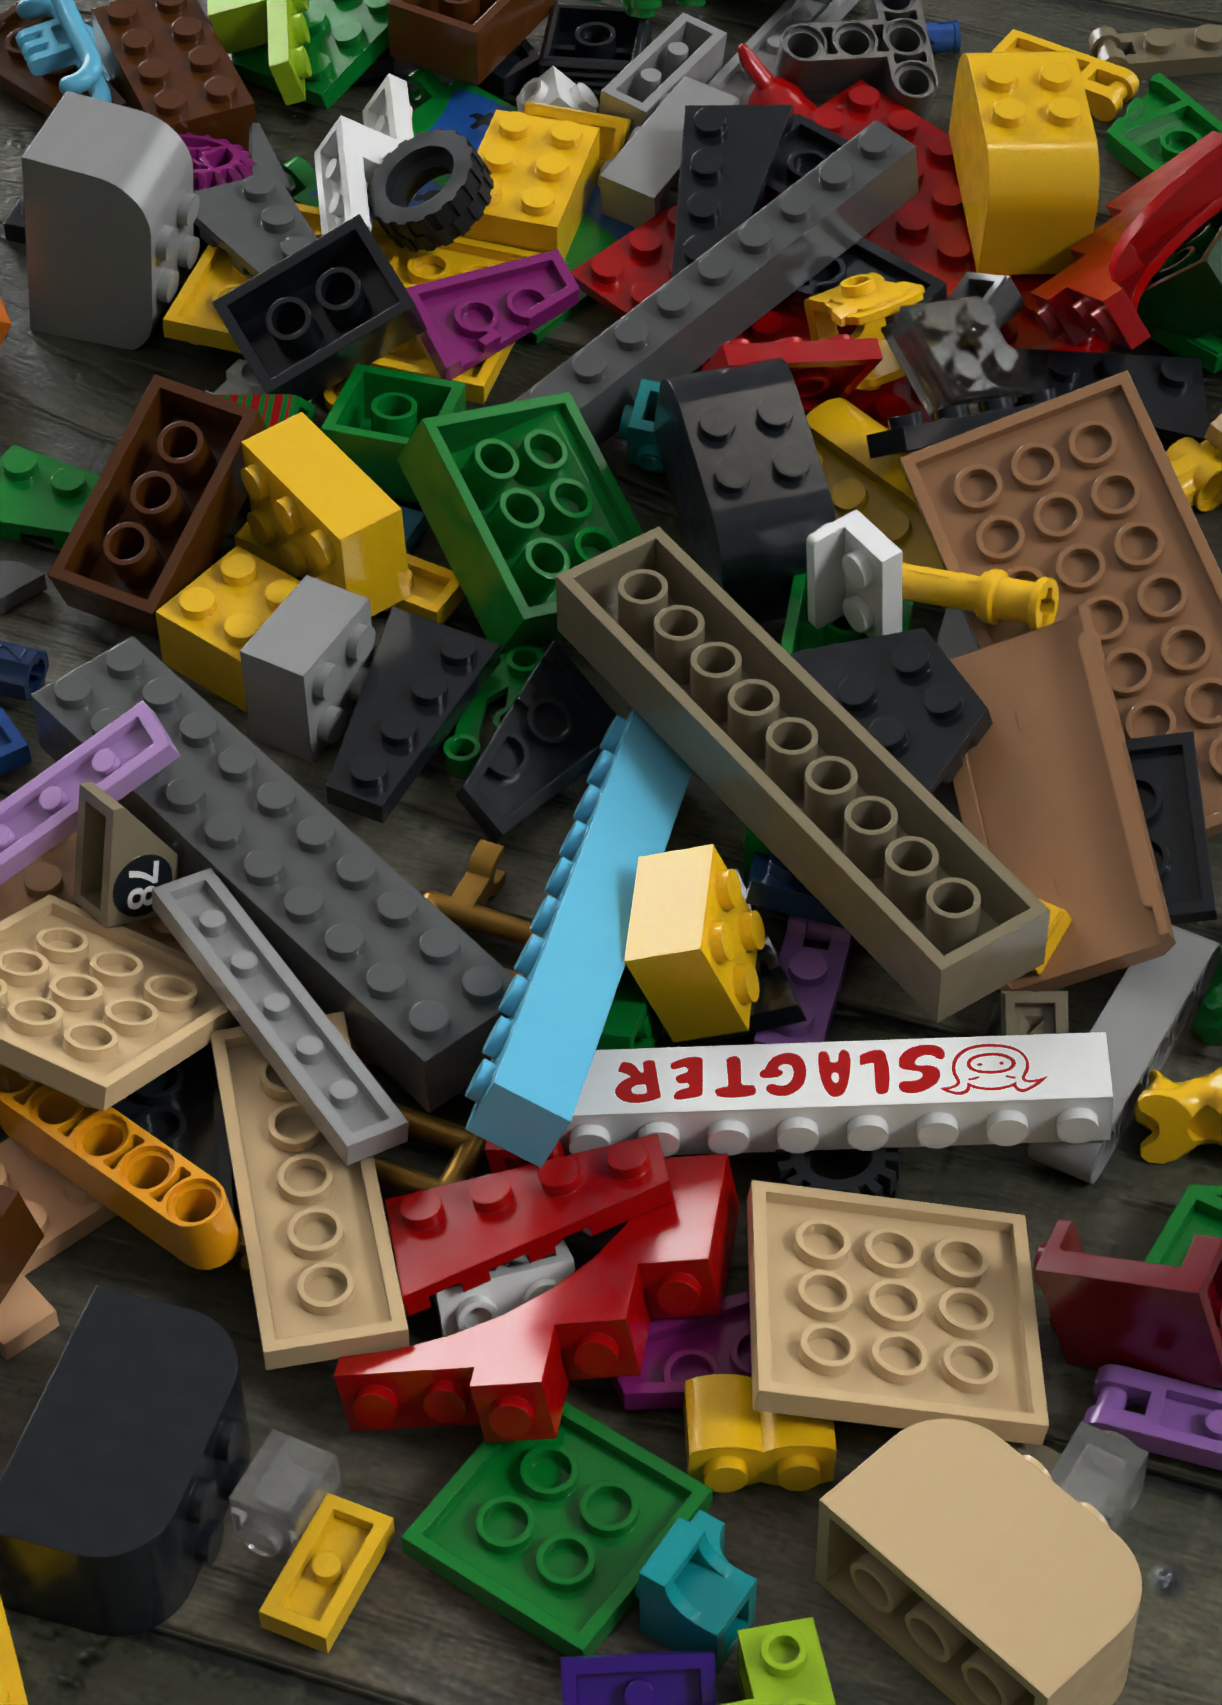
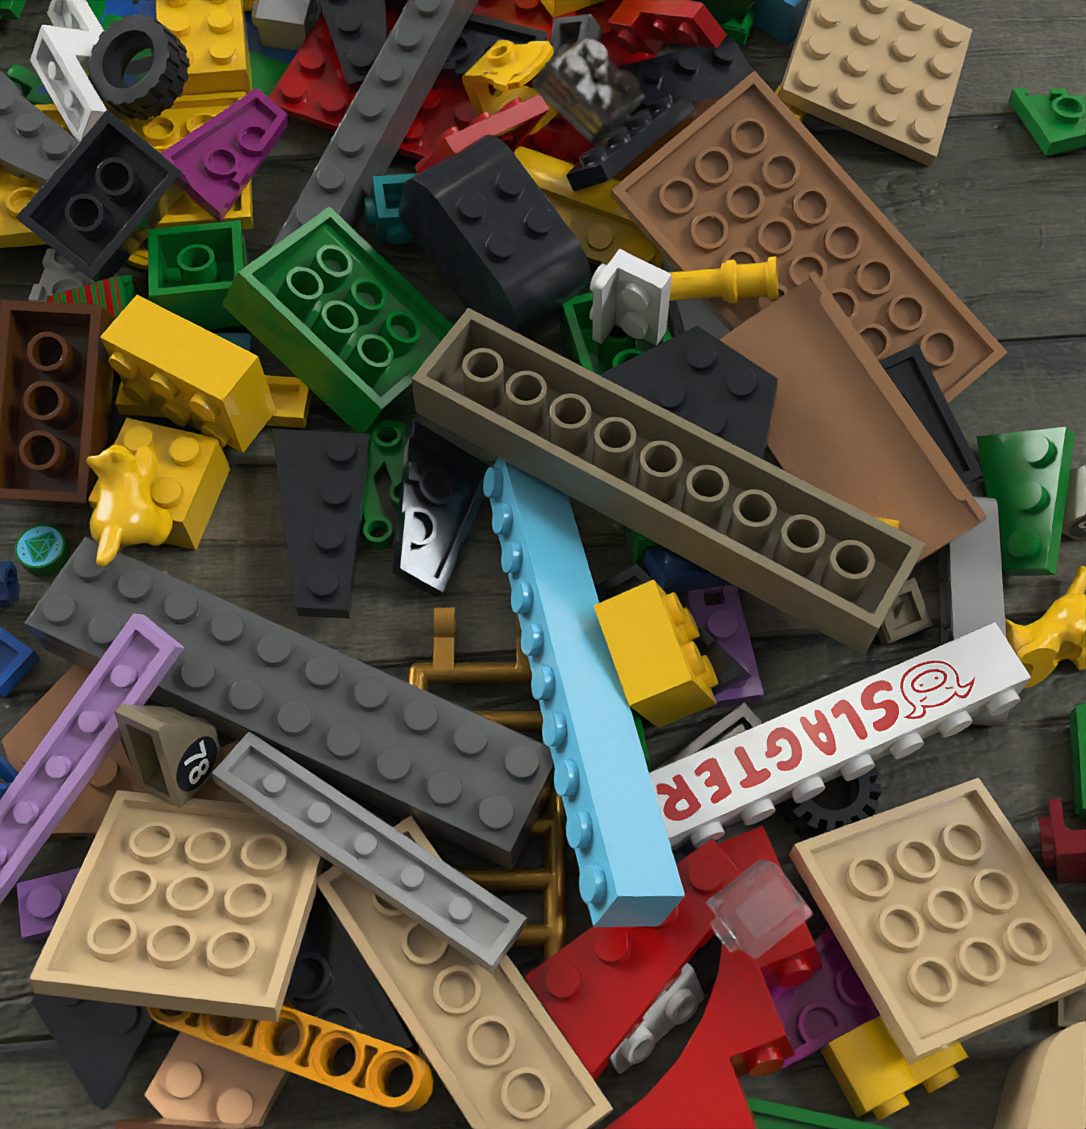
camera: 25 degrees left, 15 degrees up
(78, 649) = (42, 549): none -> tile
(191, 616) = (124, 502): none -> yellow animal
(308, 668) = (233, 505): light grey brick -> none
(656, 1192) = (757, 909): none -> clear brick

